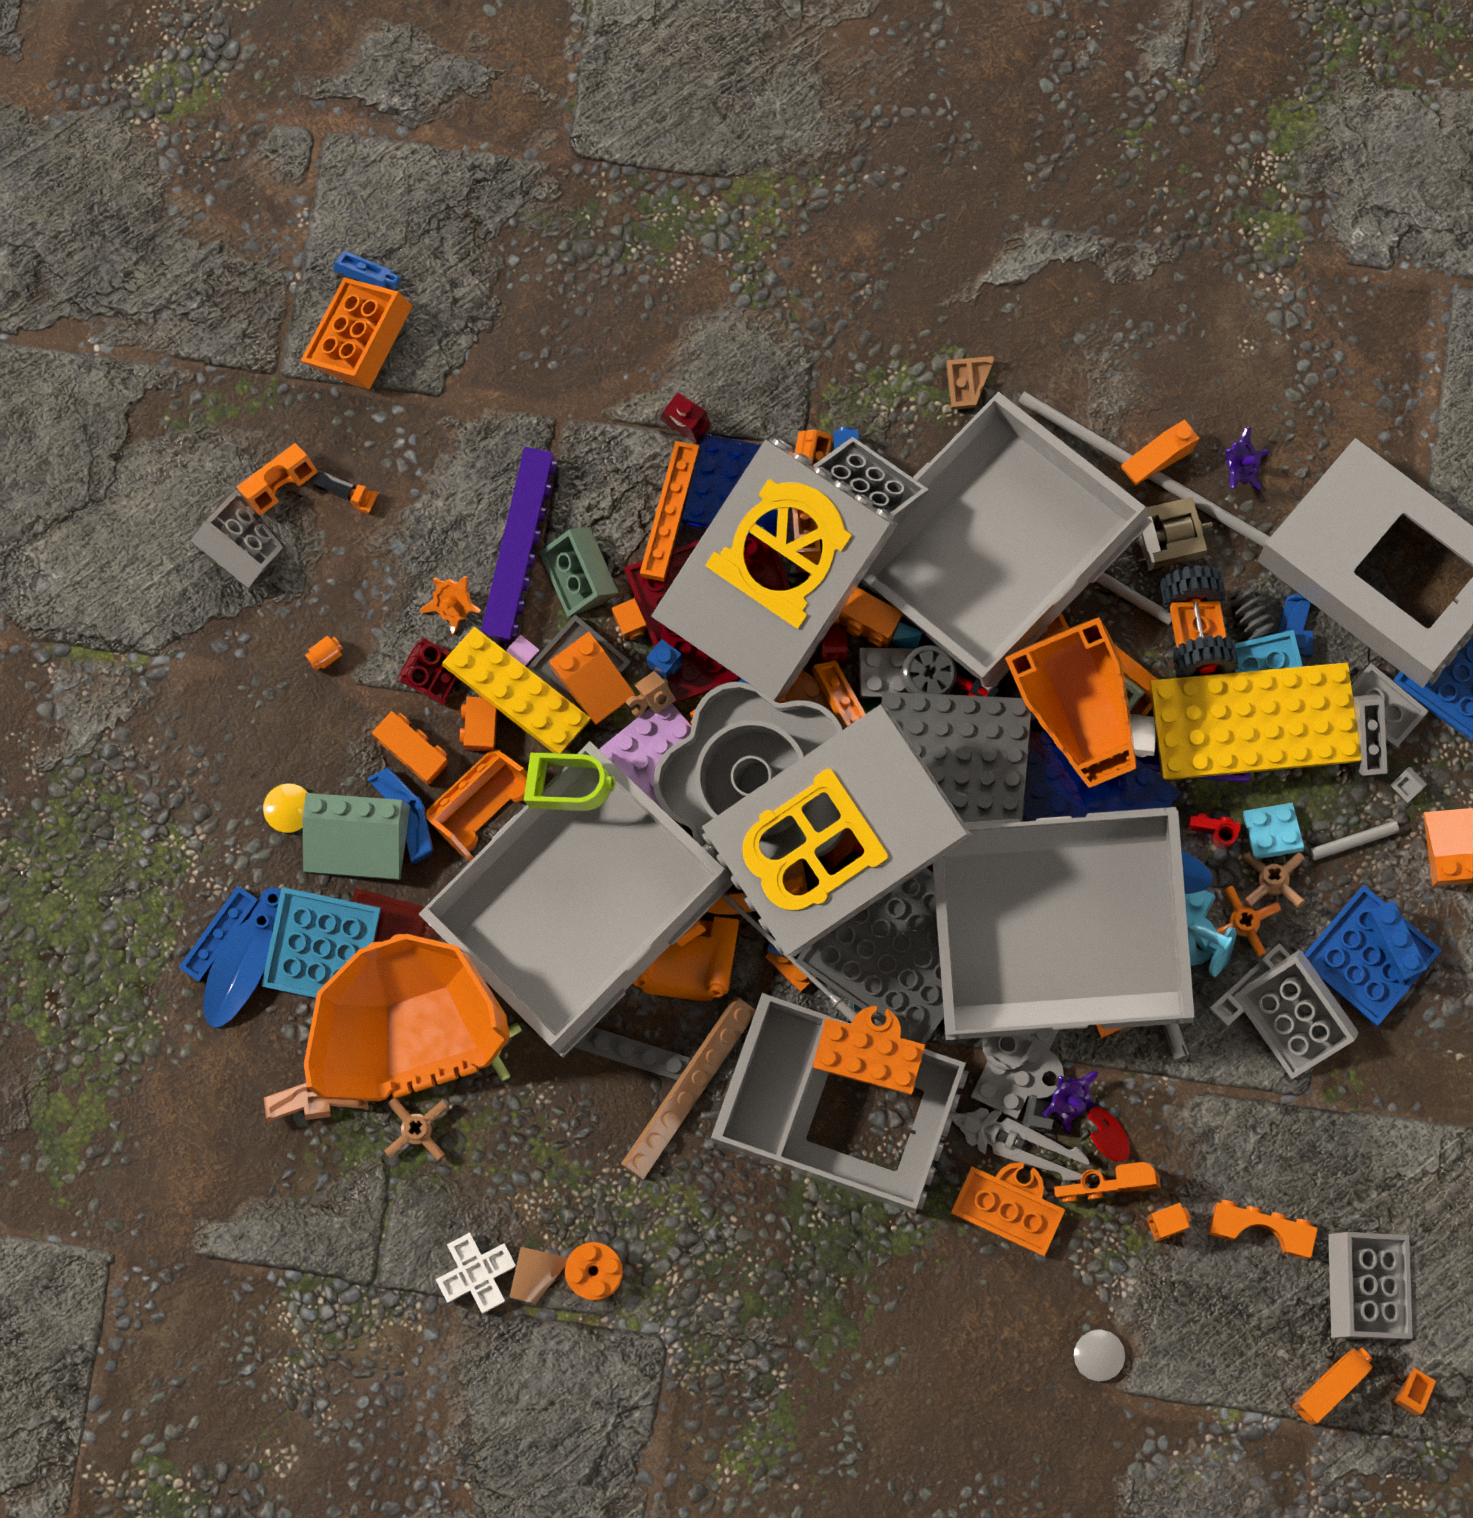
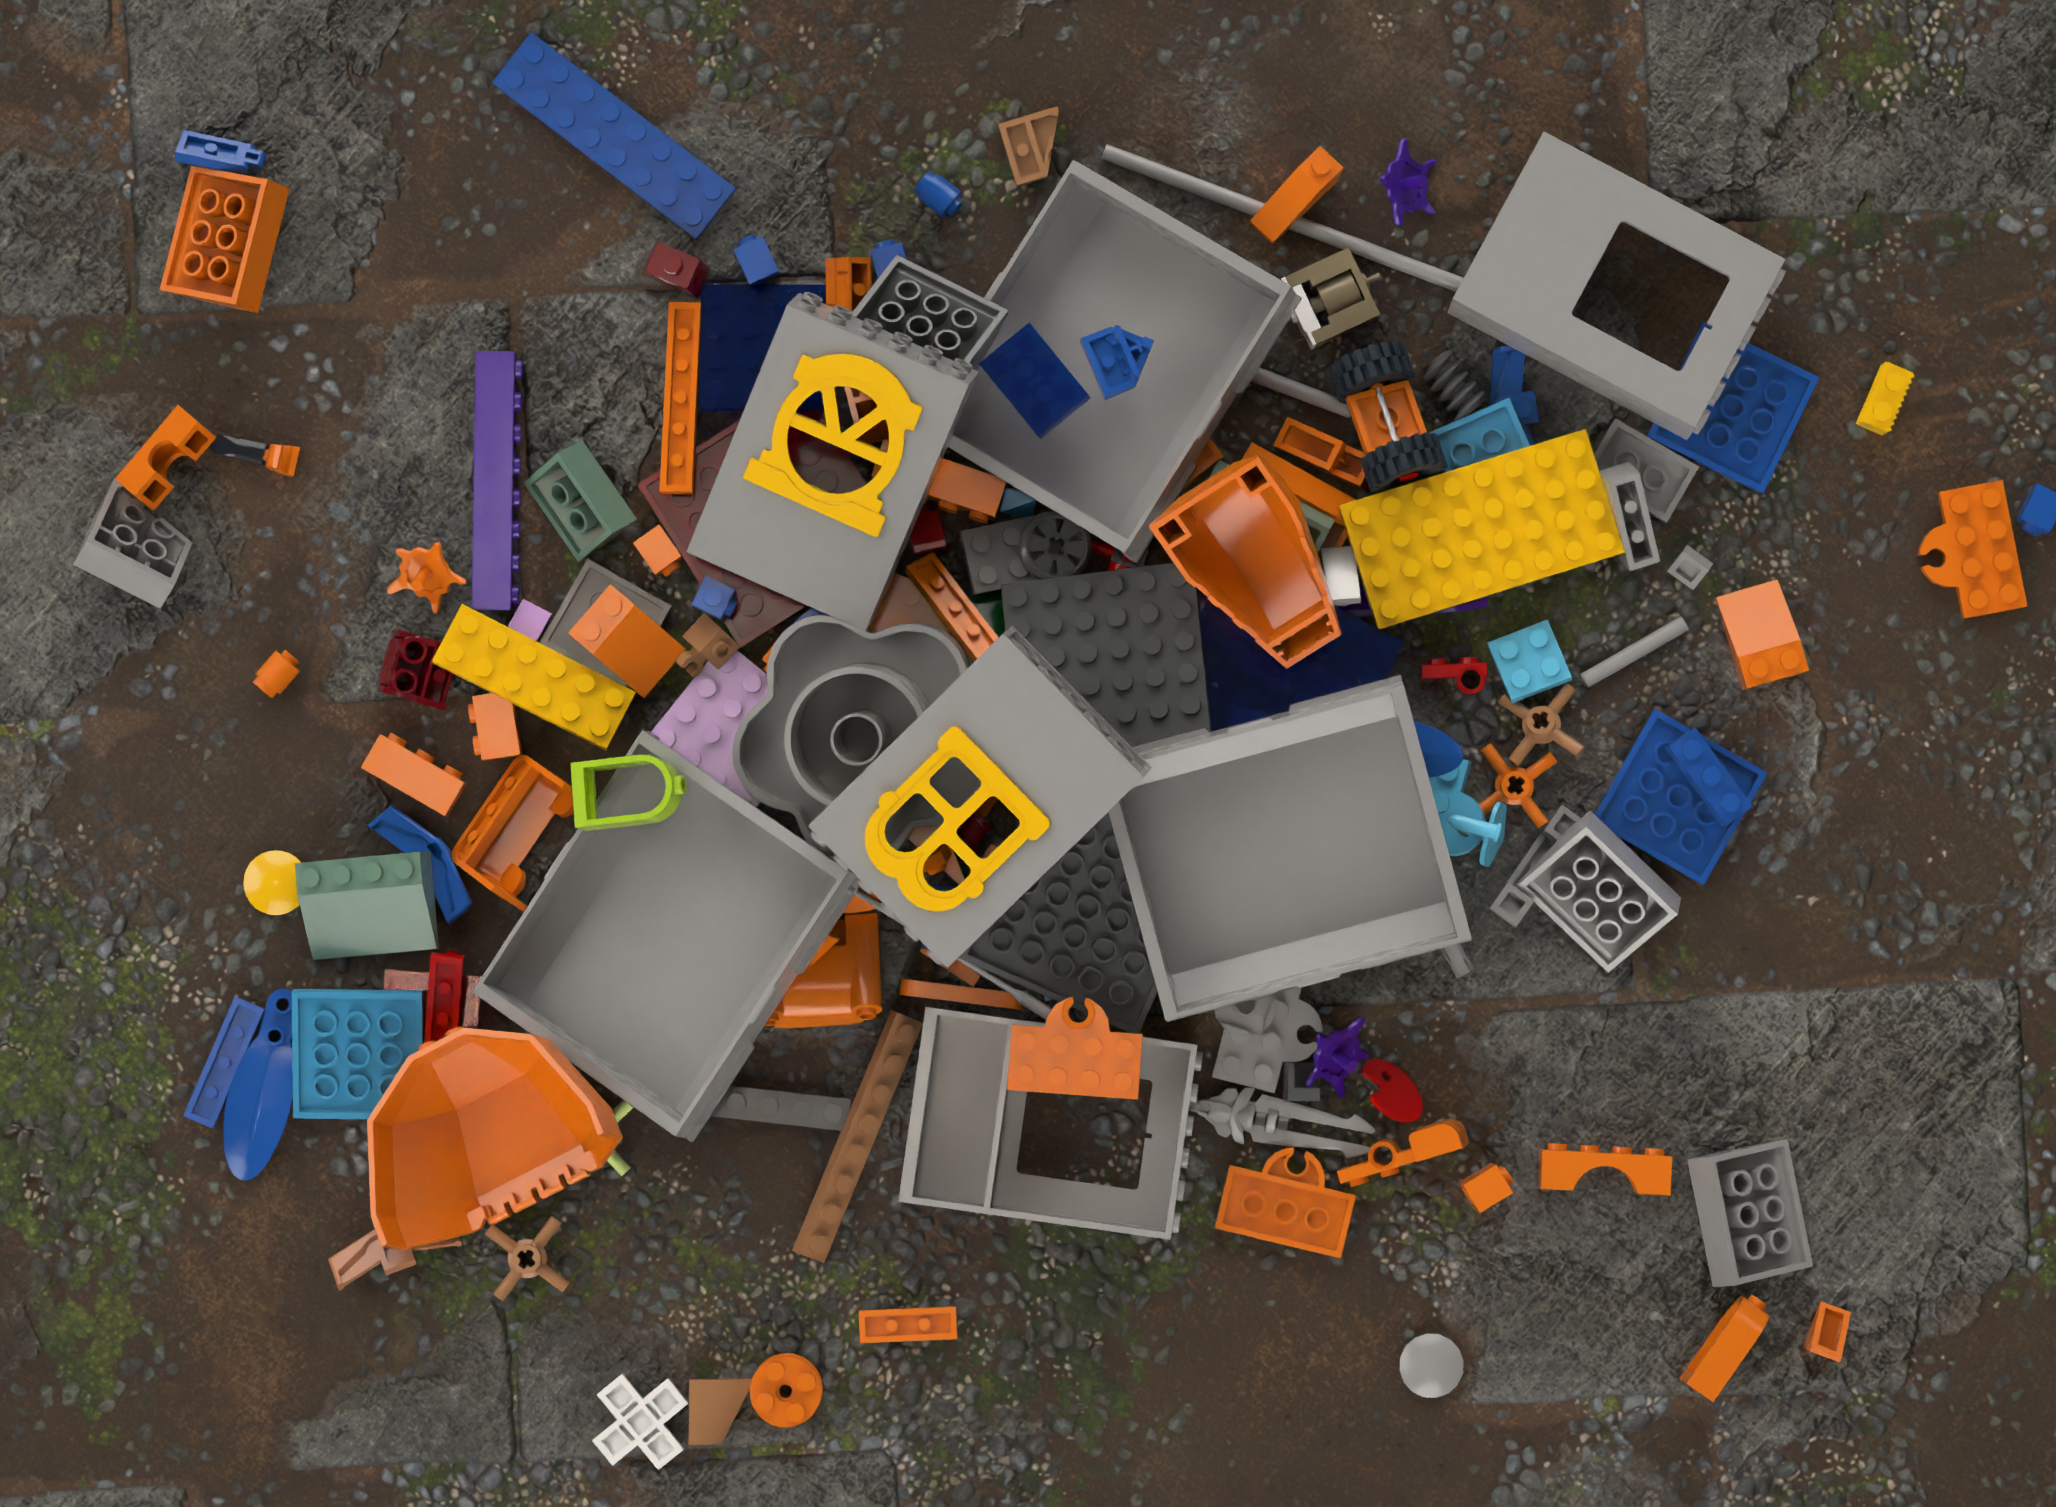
camera: 15 degrees left, 10 degrees up
(397, 910) = (443, 994): none -> red piece
(660, 316) = (613, 136): none -> blue plate
(698, 1240) = (908, 1324): none -> orange plate
(746, 423) = (756, 260): none -> blue brick
(790, 994) = (958, 994): none -> orange beam
(892, 403) = (939, 194): none -> blue brick
(938, 542) = (1034, 380): none -> clear blue plate
(1003, 536) = (1116, 358): none -> blue slope
(1144, 646) = (1322, 452): none -> orange slope

